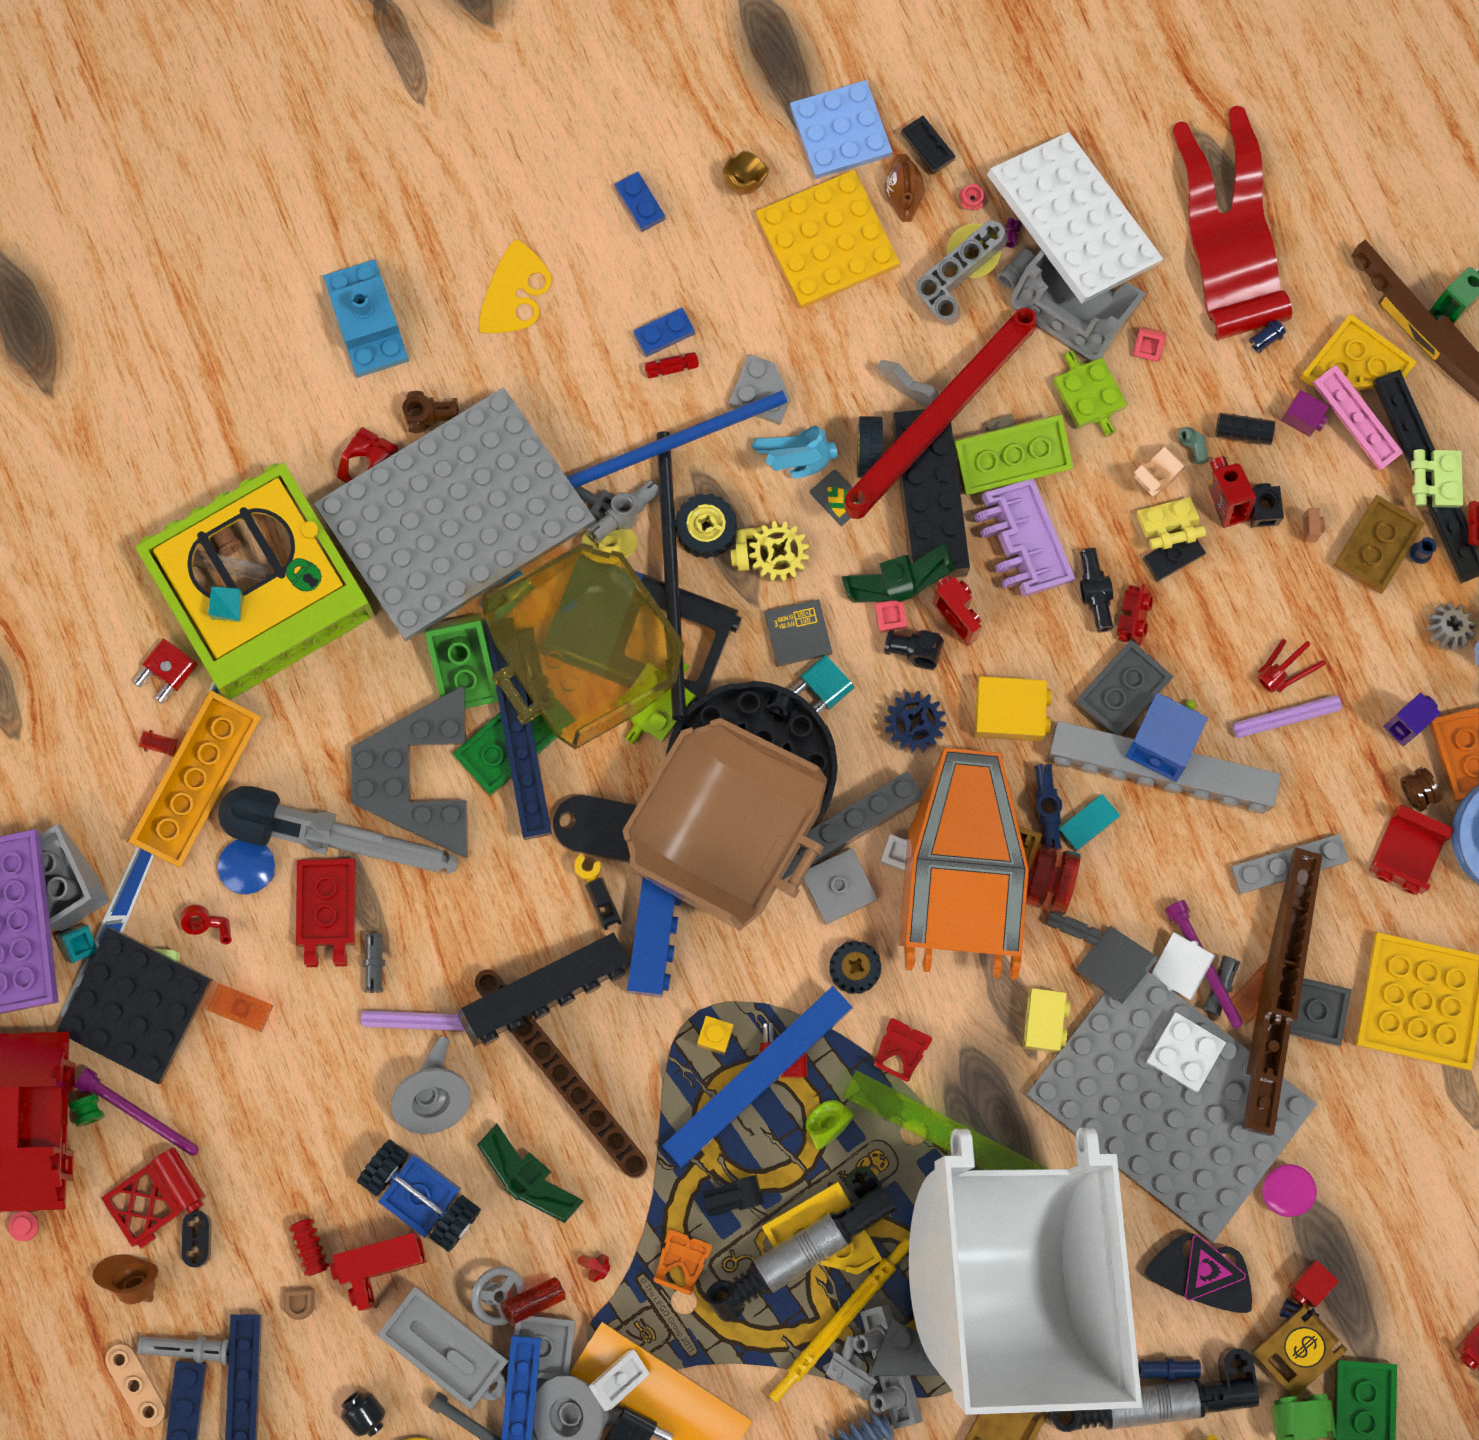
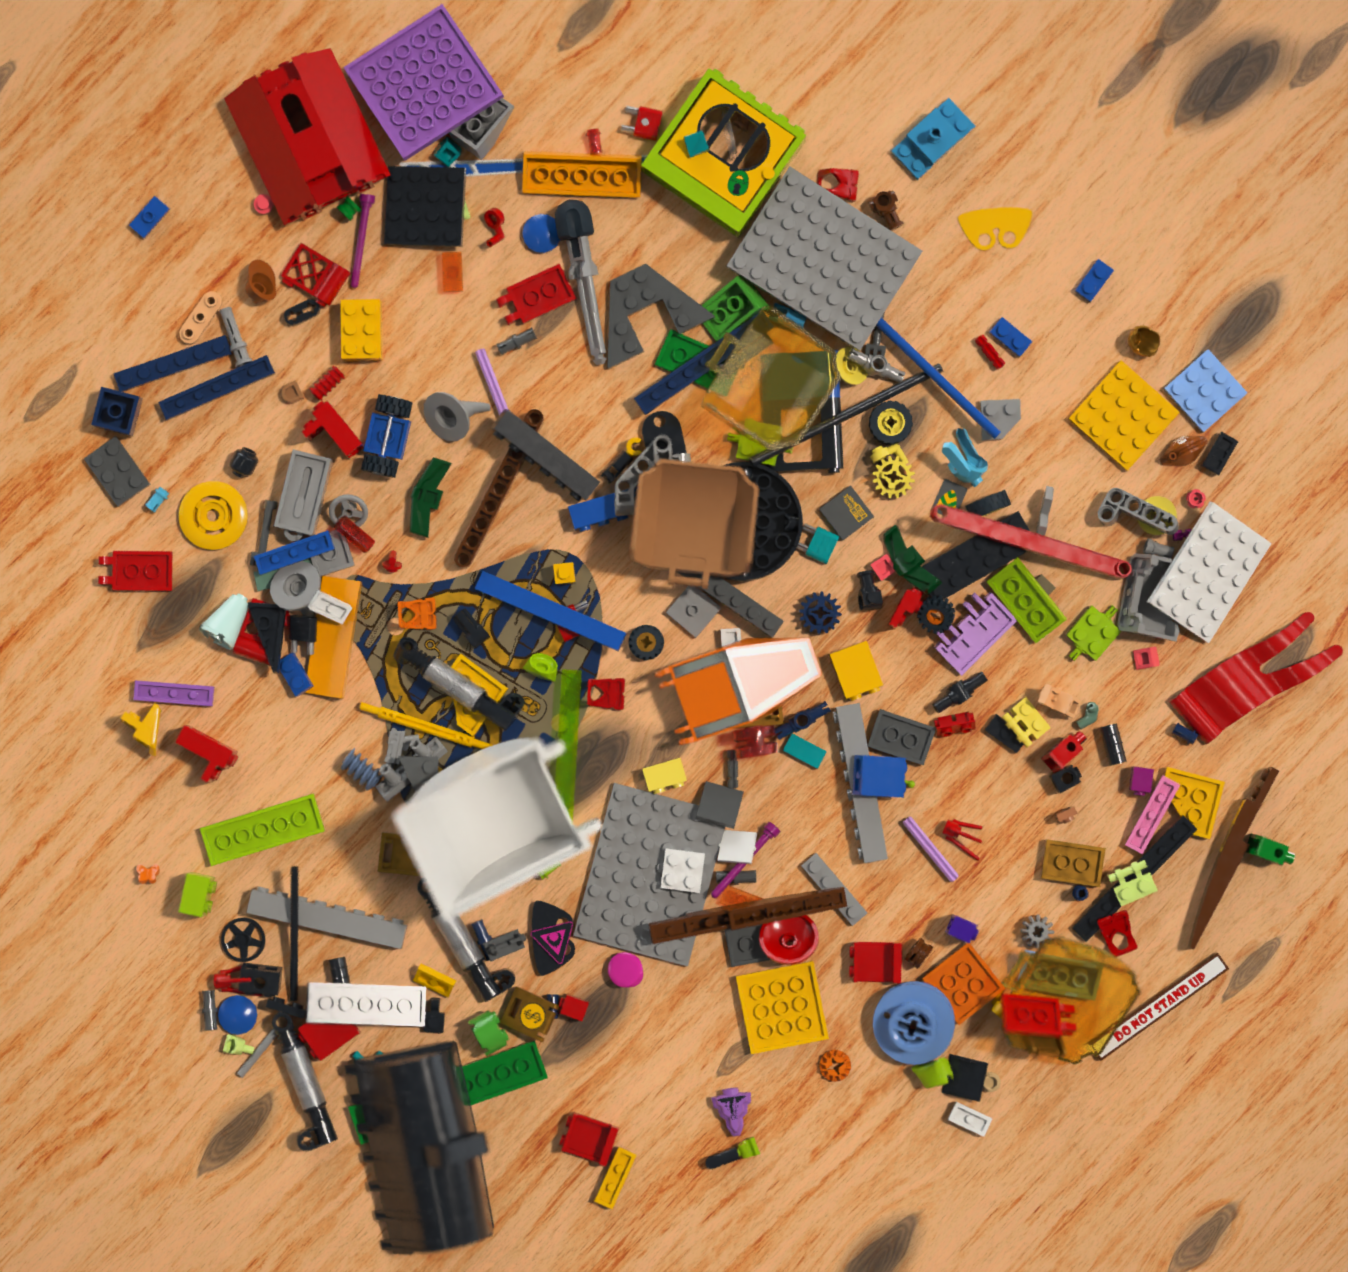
camera: 70 degrees right, 10 degrees up
(259, 1166) = (361, 330): none -> yellow brick
(610, 844) = (625, 501): none -> light grey connector
(995, 575) = (936, 605): none -> black bush
(1188, 1343) = (504, 945): none -> dark grey hinge
(1335, 931) = (798, 930): none -> red dish

